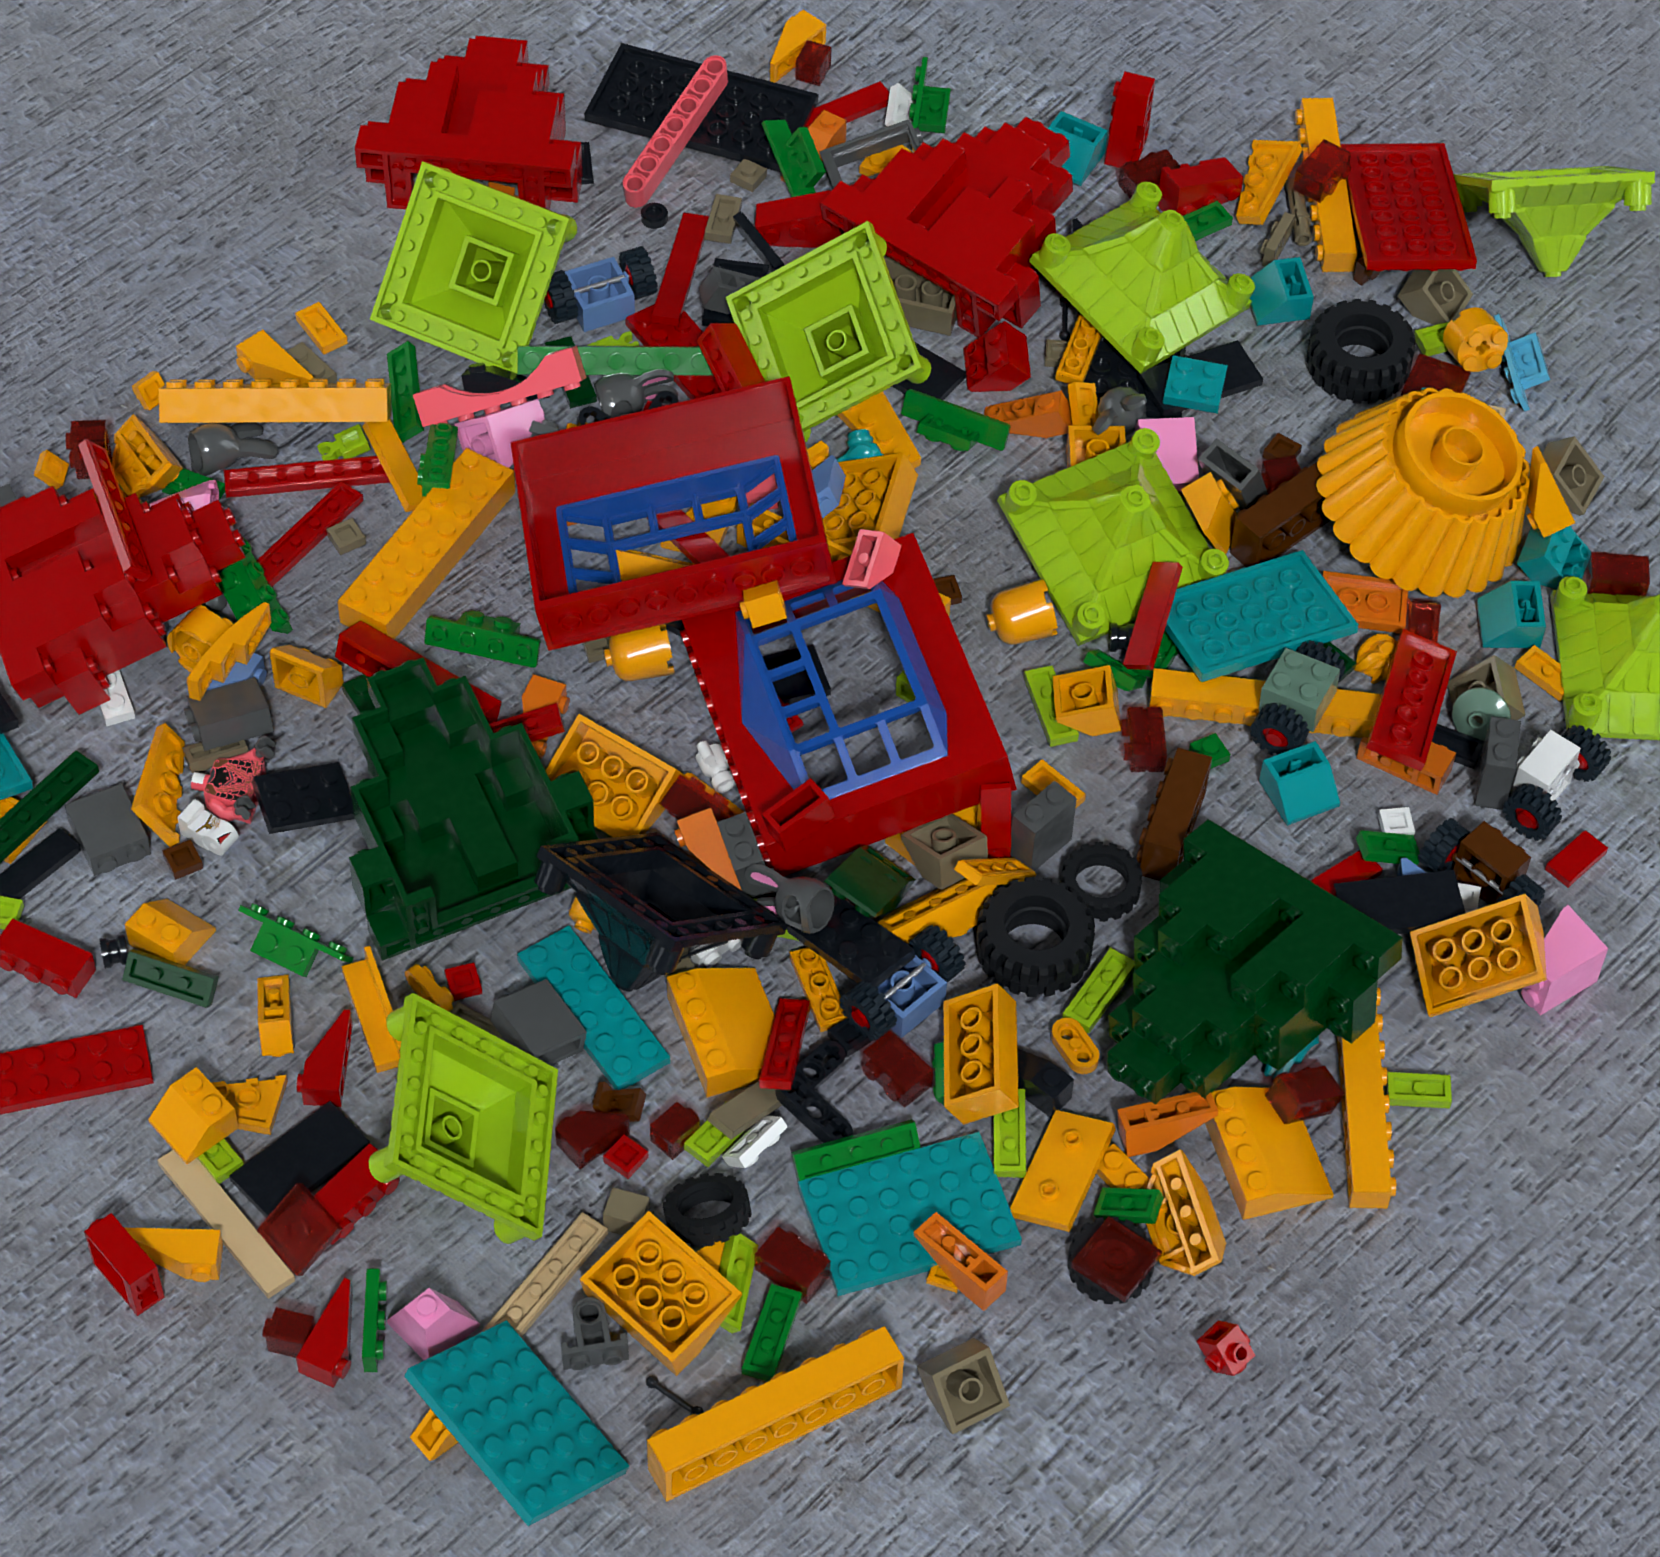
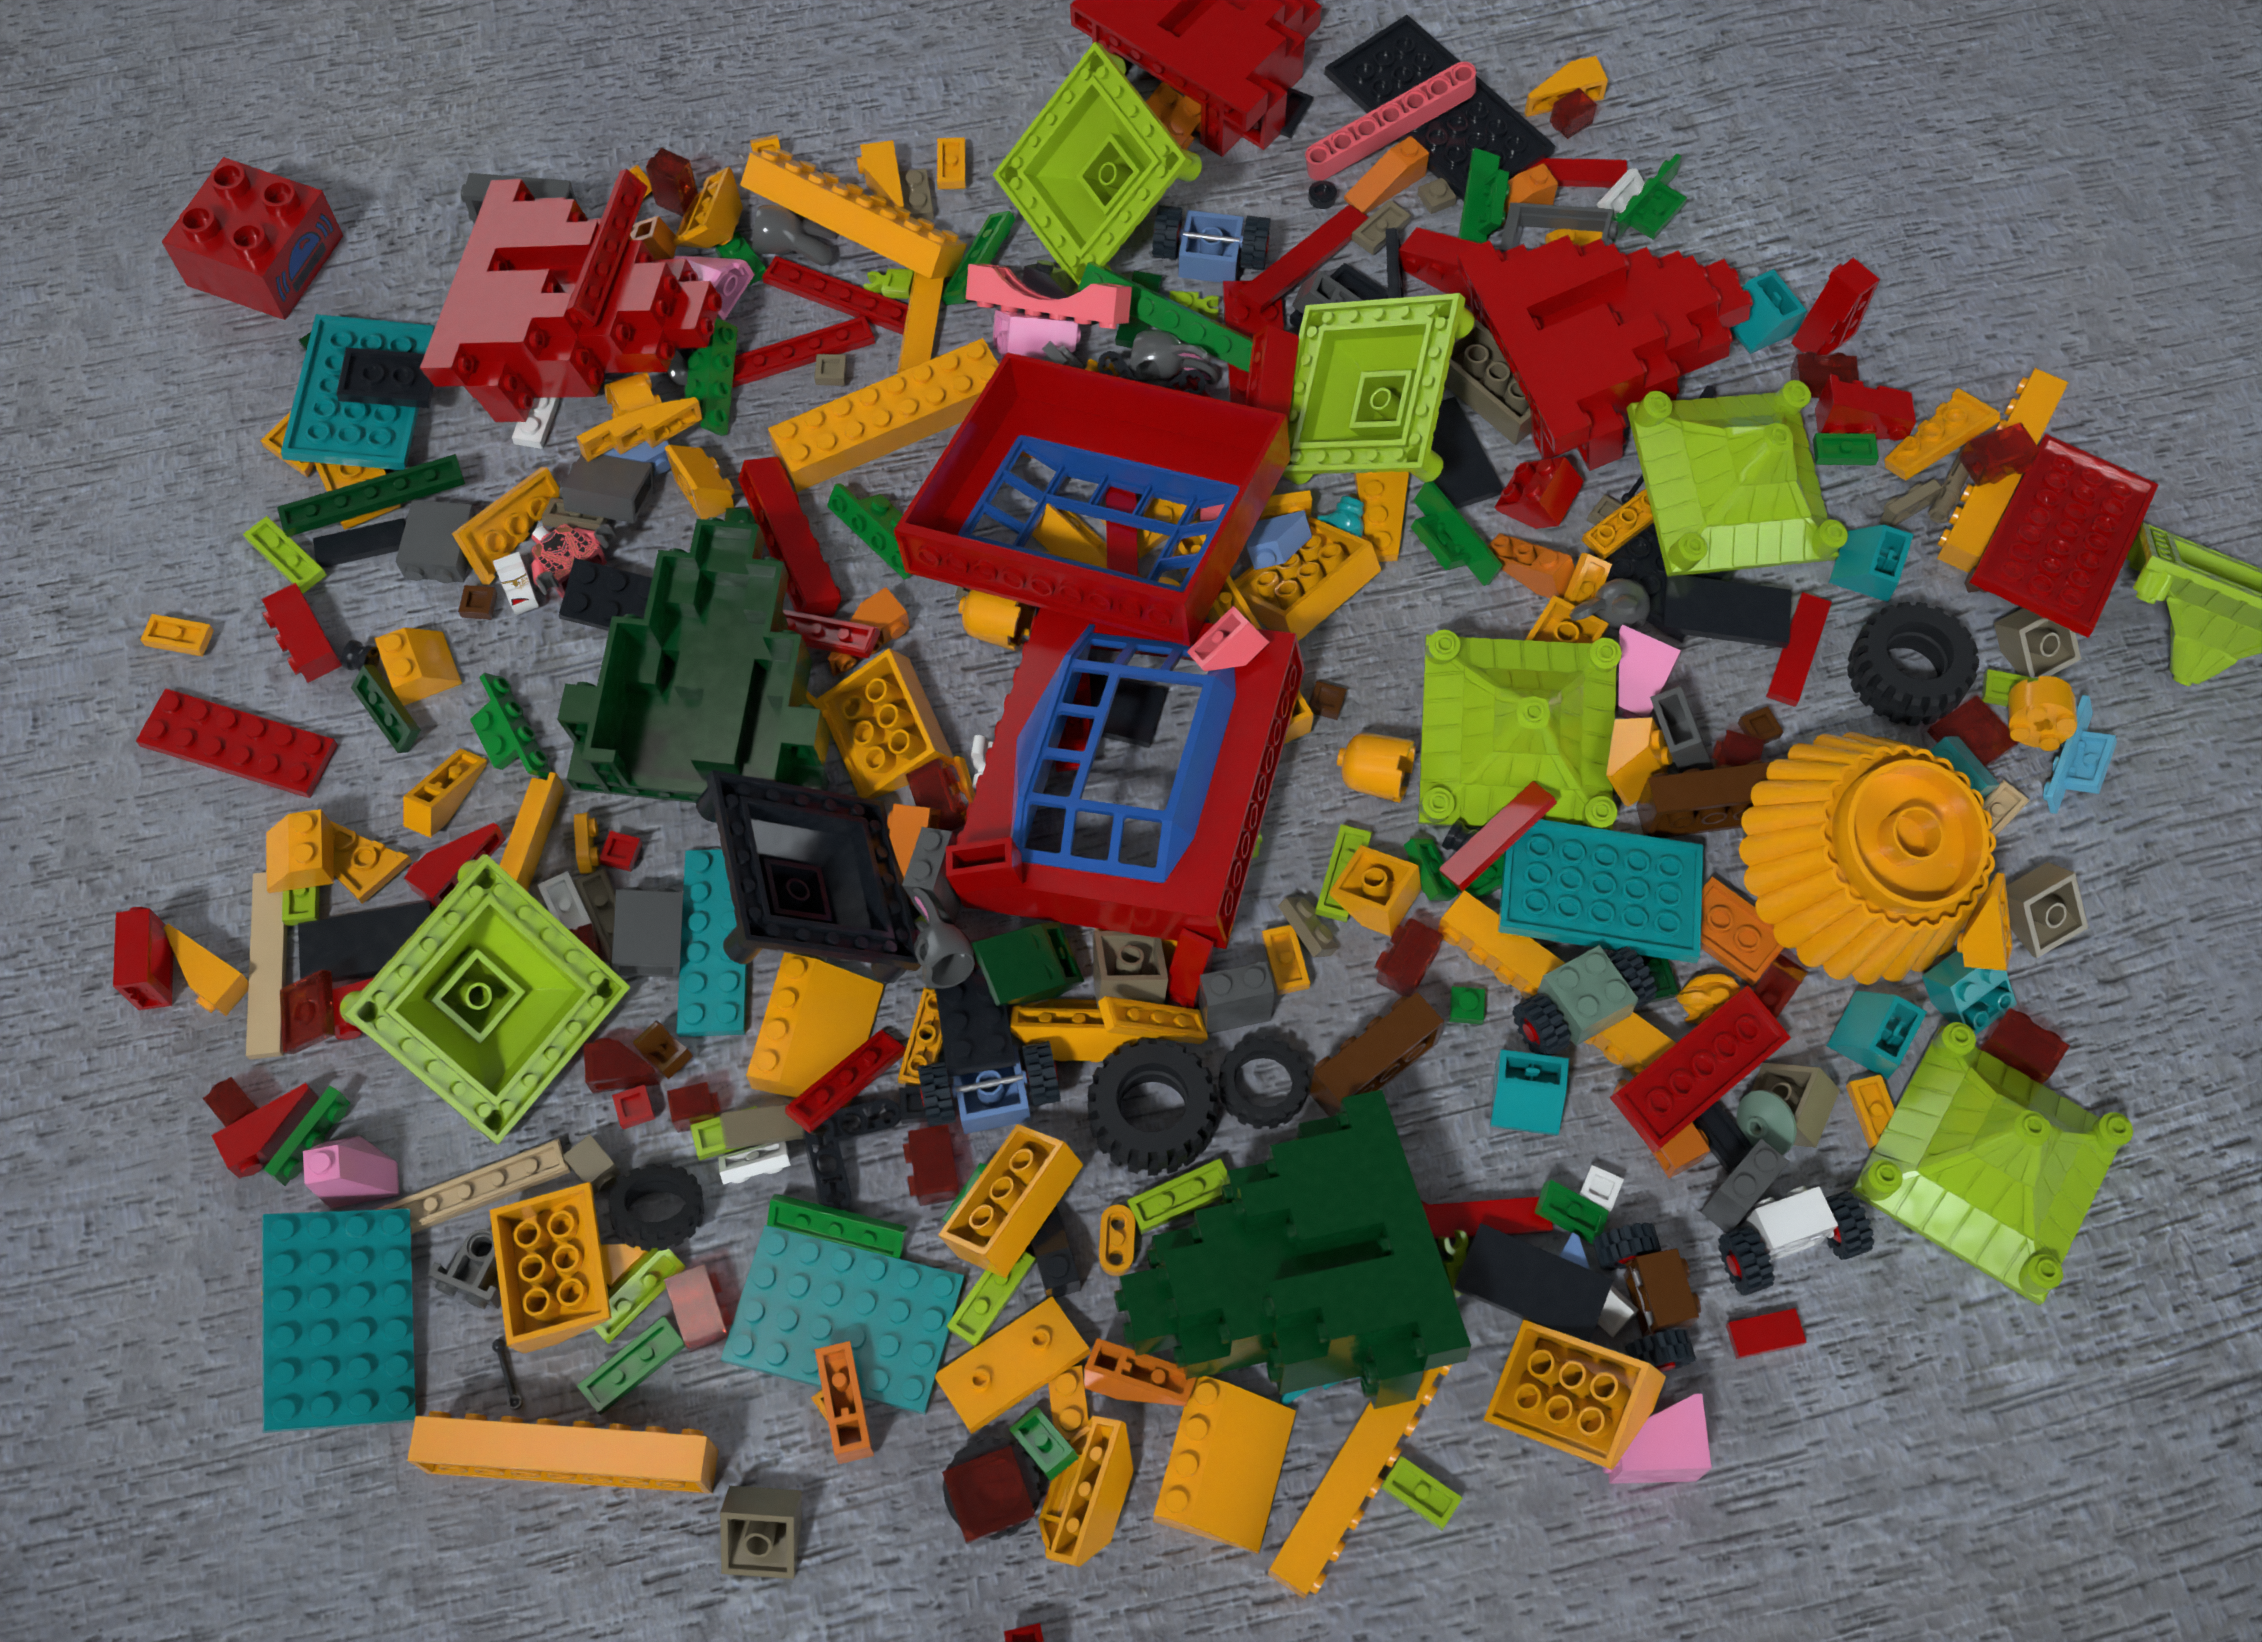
camera: 35 degrees right, 10 degrees up
(438, 461) = (951, 334): green bracket -> none
(701, 175) = (1389, 176): none -> orange slope
(763, 604) = (1106, 633): light orange brick -> none
(1066, 759) = (1311, 931): none -> dark tan plate
(1195, 384) = (1712, 615): teal plate -> none
(1273, 391) = (1797, 657): none -> red tile
(1304, 1094) = (1296, 1430): clear red brick -> none

